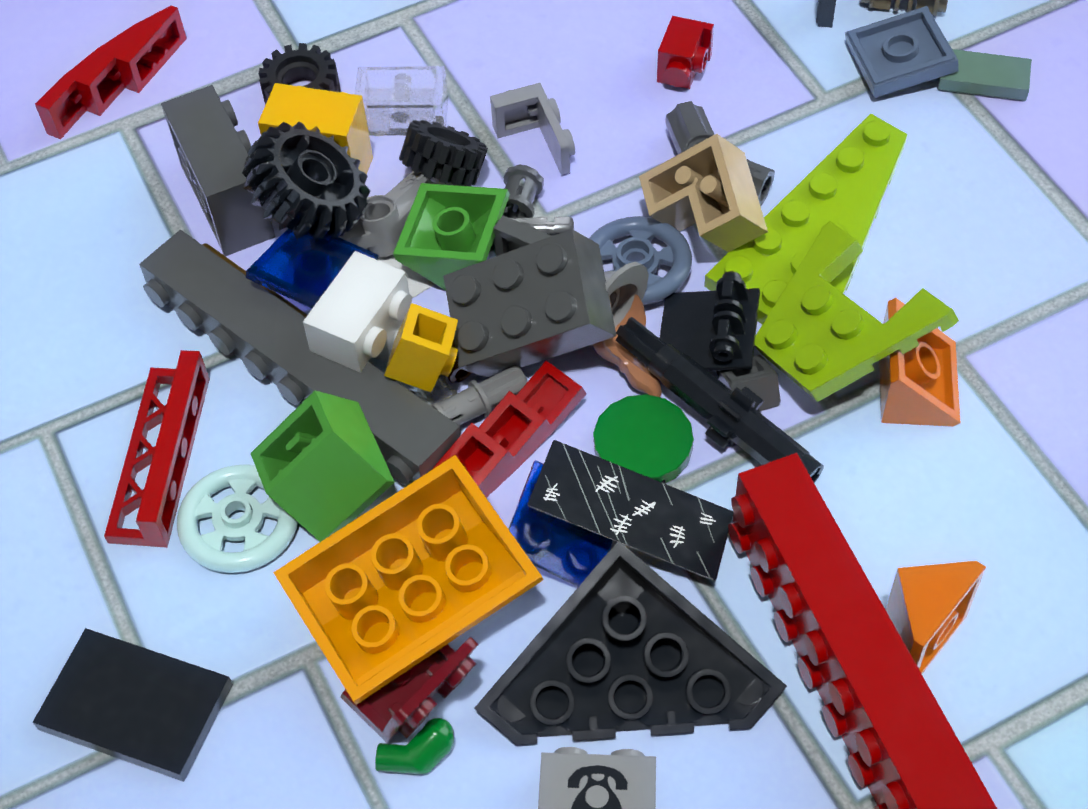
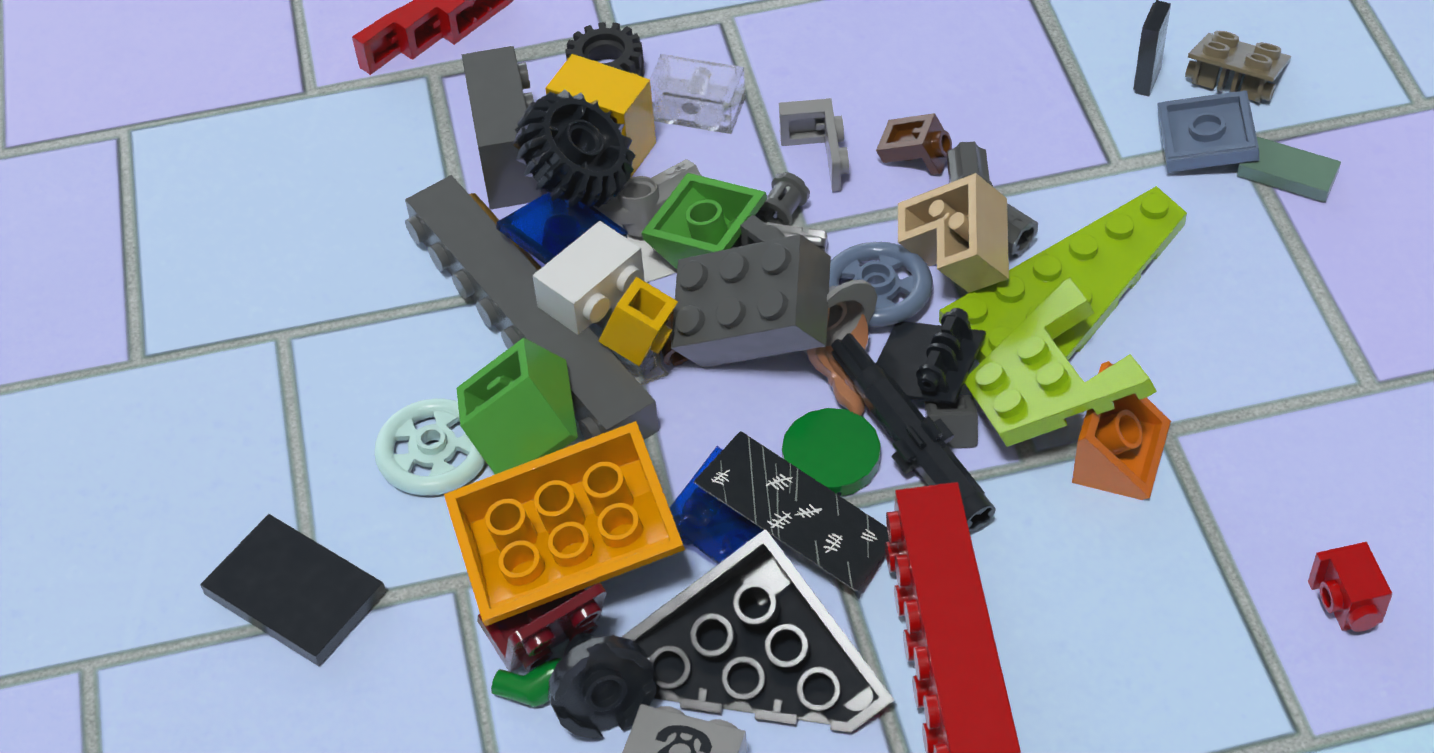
camera: 15 degrees right, 5 degrees down
(168, 458) = (384, 380): red fence -> none
(443, 153) = (718, 148): black tyre -> none
(482, 396) = (690, 381): light grey axle -> none
(491, 738) = (600, 684): none -> black tile
(516, 427) = (709, 418): red slope -> none
(630, 108) = (915, 139): none -> bracket
(684, 51) = (986, 94): red brick -> none
(931, 605) = (1051, 659): orange slope -> none

